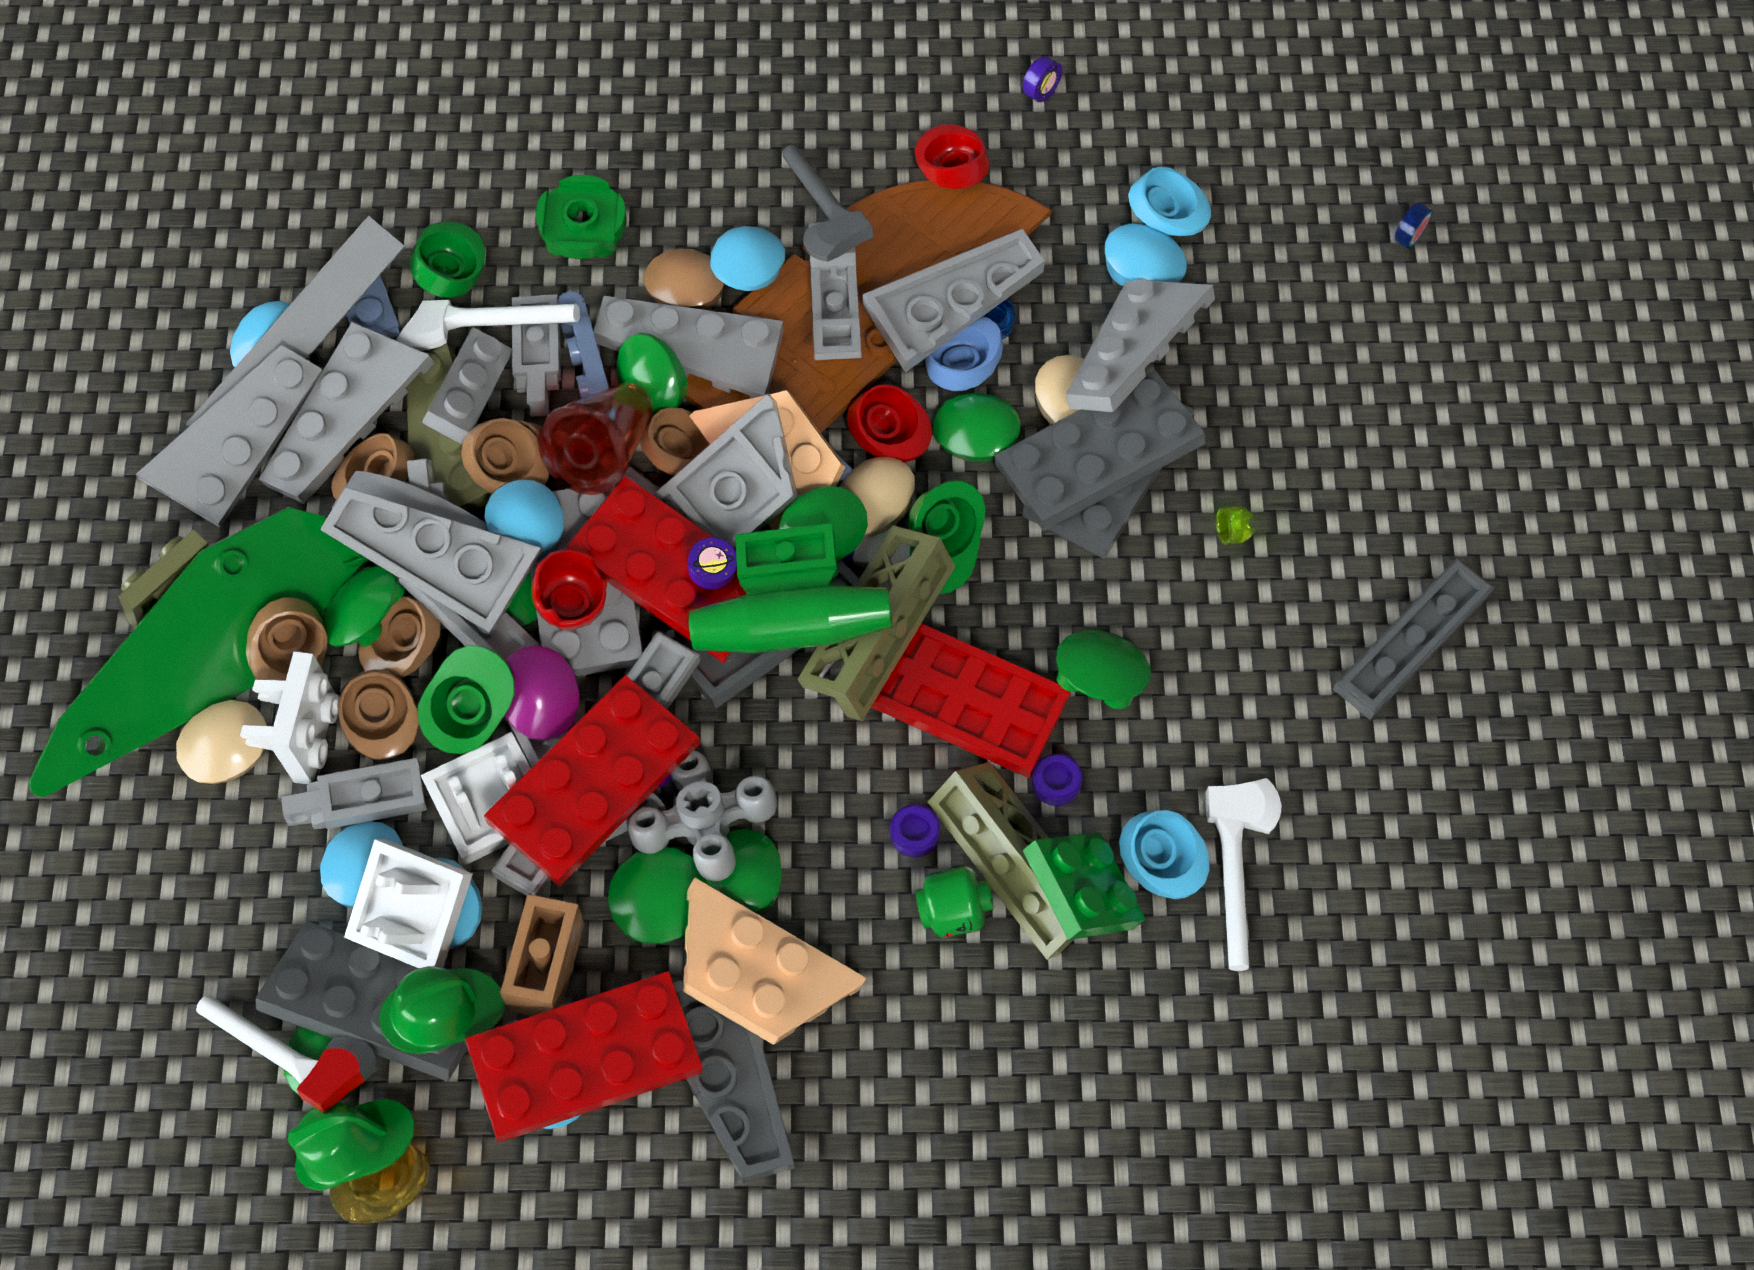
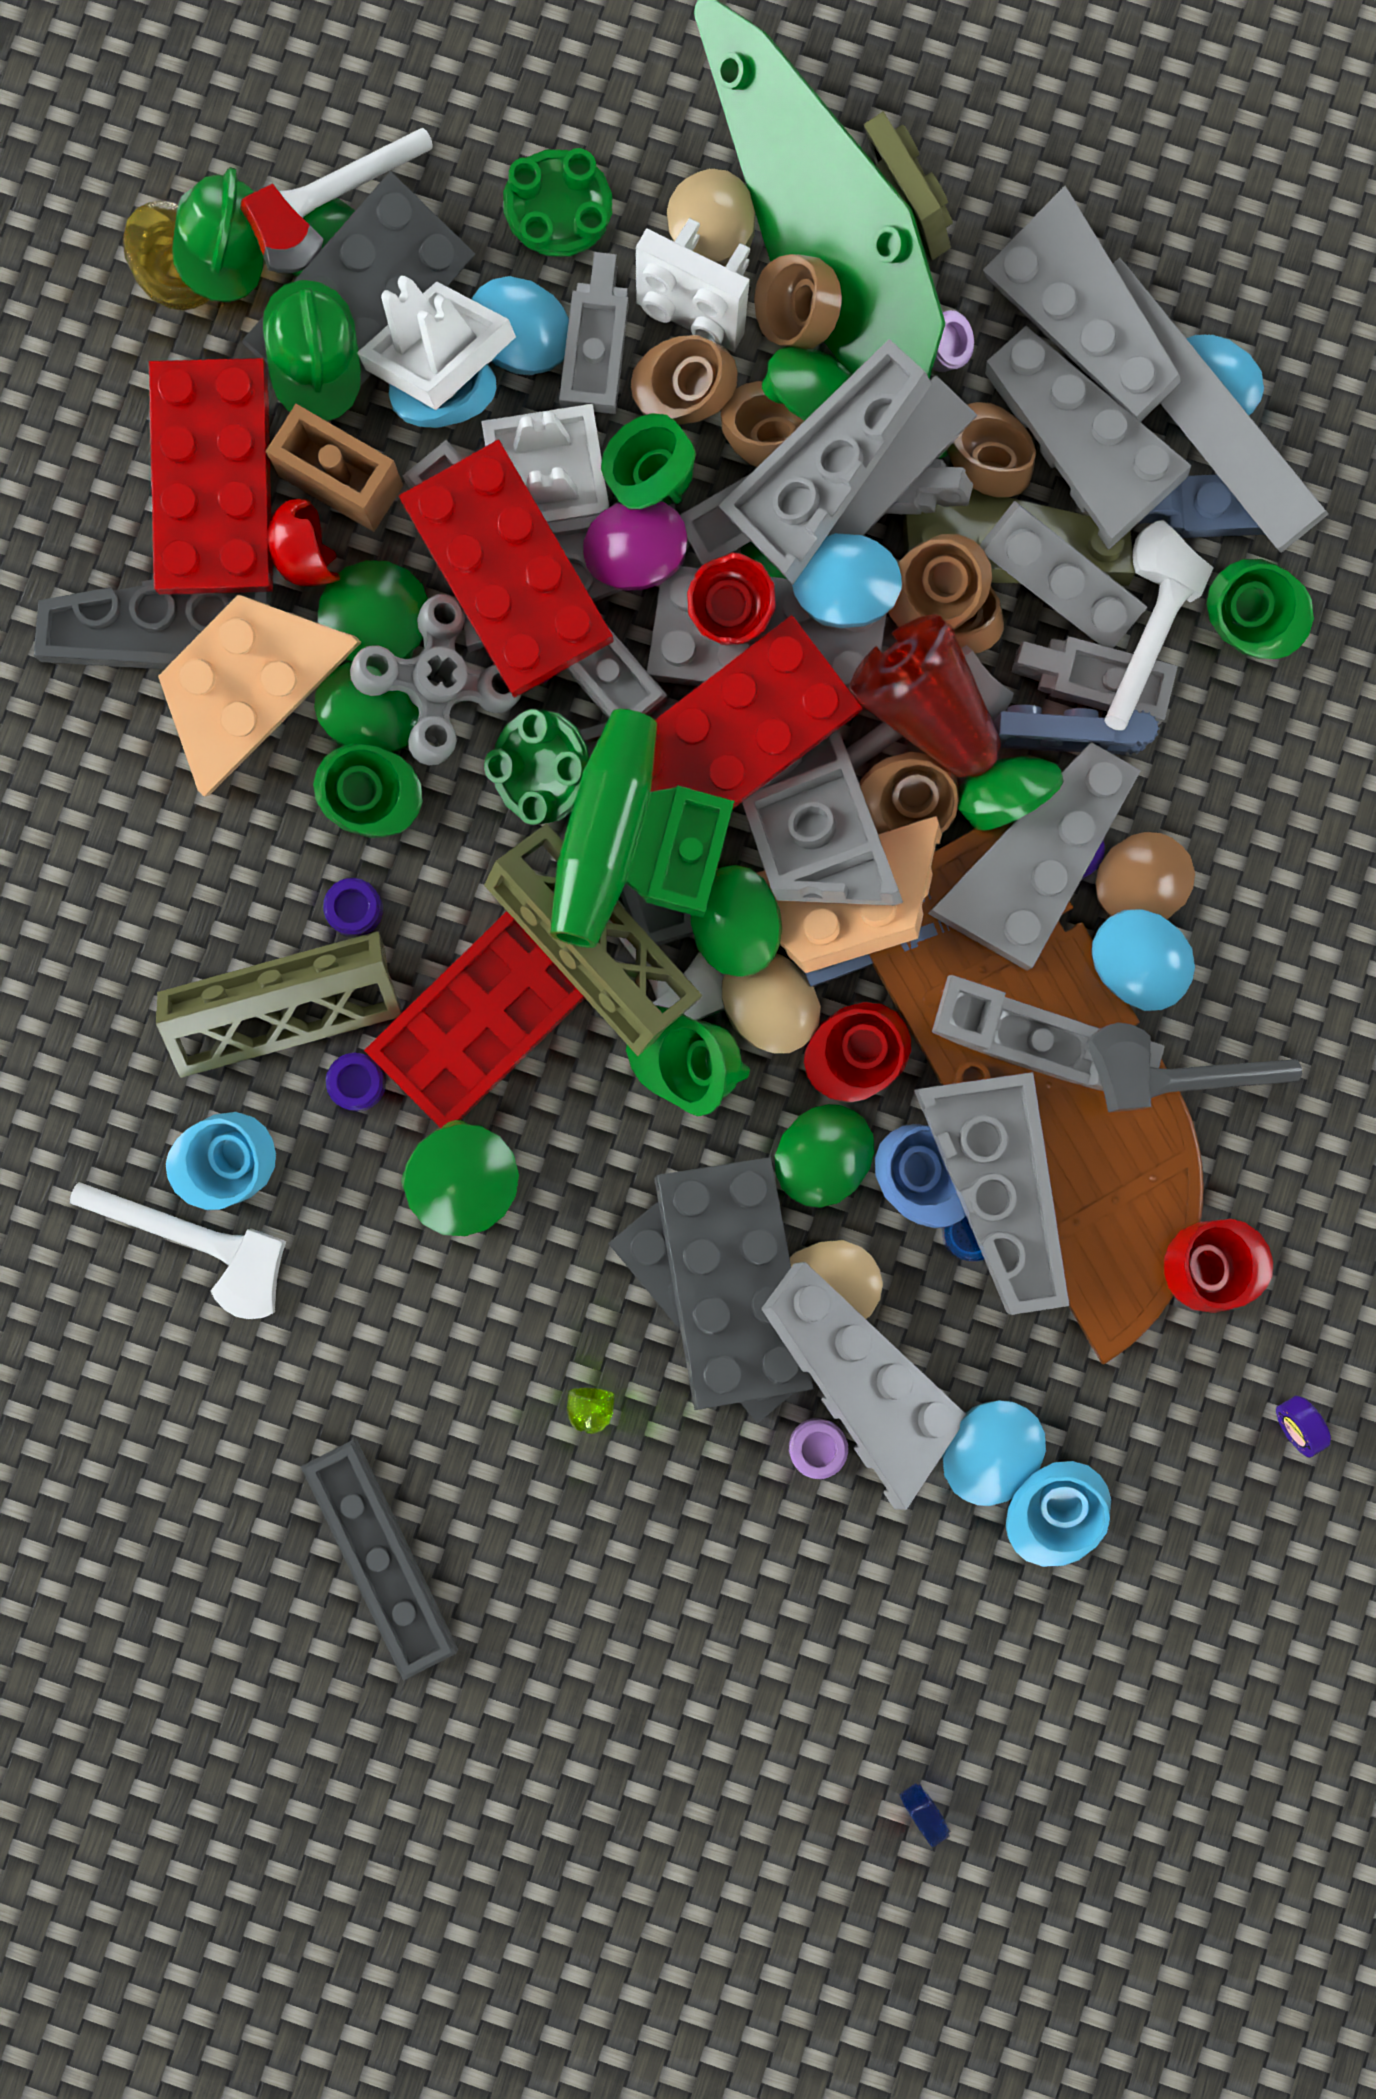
camera: 110 degrees right, 20 degrees up
(239, 869) = (557, 201): none -> green dish
(584, 239) = (1302, 770): green plate -> none
(627, 959) = (297, 545): none -> red hair
(712, 563) = (712, 766): dark purple tile -> none
(747, 716) = (538, 766): none -> green dish
(814, 845) = (368, 790): none -> green hat
(954, 902) = (247, 913): green head -> none
(1084, 885) = (207, 1053): green plate -> none
(1193, 370) = (818, 1448): none -> lavender tile

